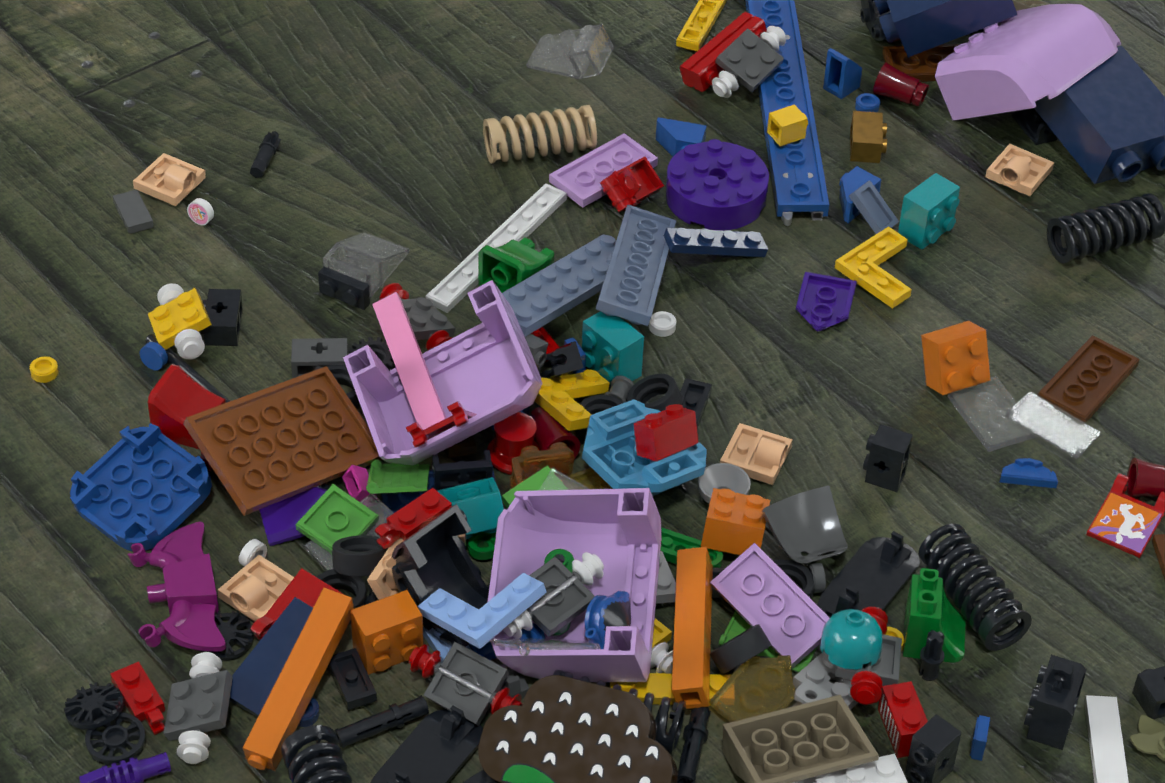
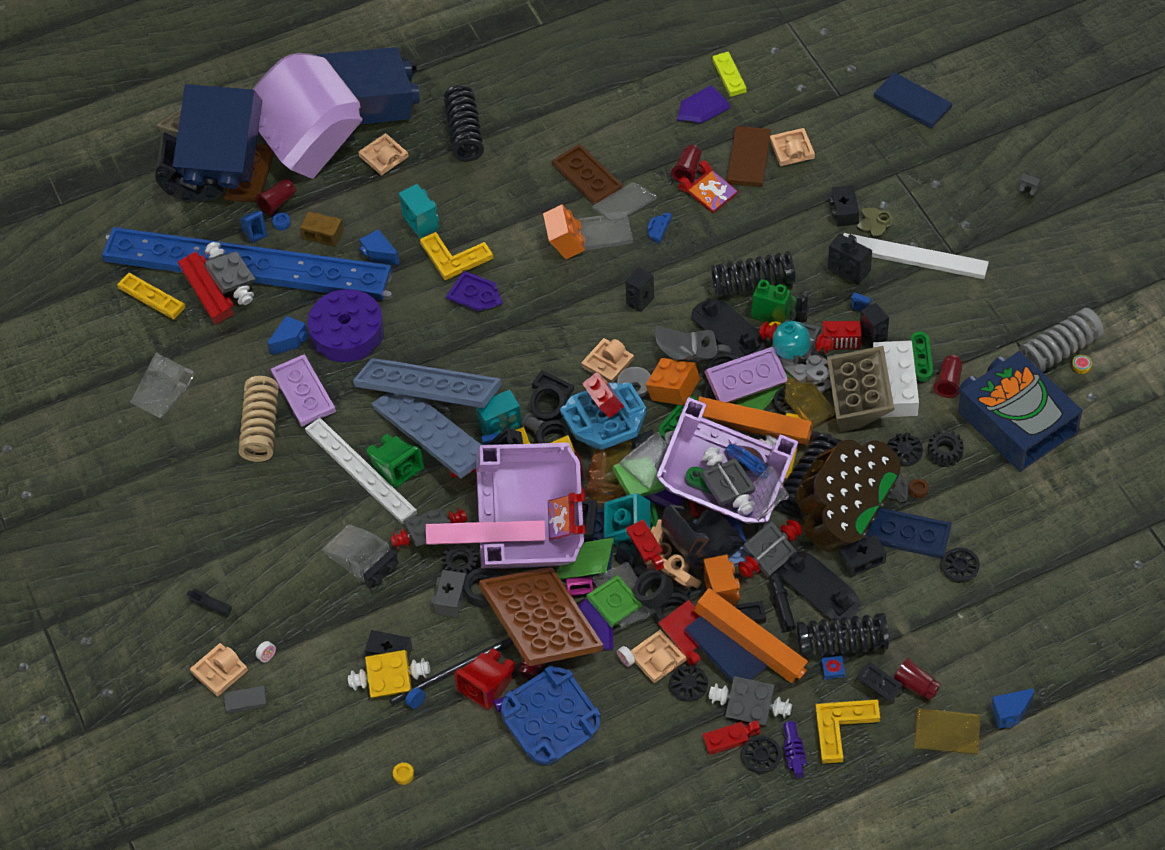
camera: 70 degrees left, 10 degrees up
(92, 704) = (734, 763): black wheel -> none
(187, 588) = (647, 698): magenta torso -> none
(482, 624) = (749, 520): light blue plate -> none
(632, 184) = (331, 374): red piece -> none
(715, 242) = (407, 338): dark blue plate -> none
(740, 649) = (785, 396): black tyre -> none
(787, 125) = (308, 267): yellow brick -> none
(873, 207) = (401, 241): sand blue tile -> none

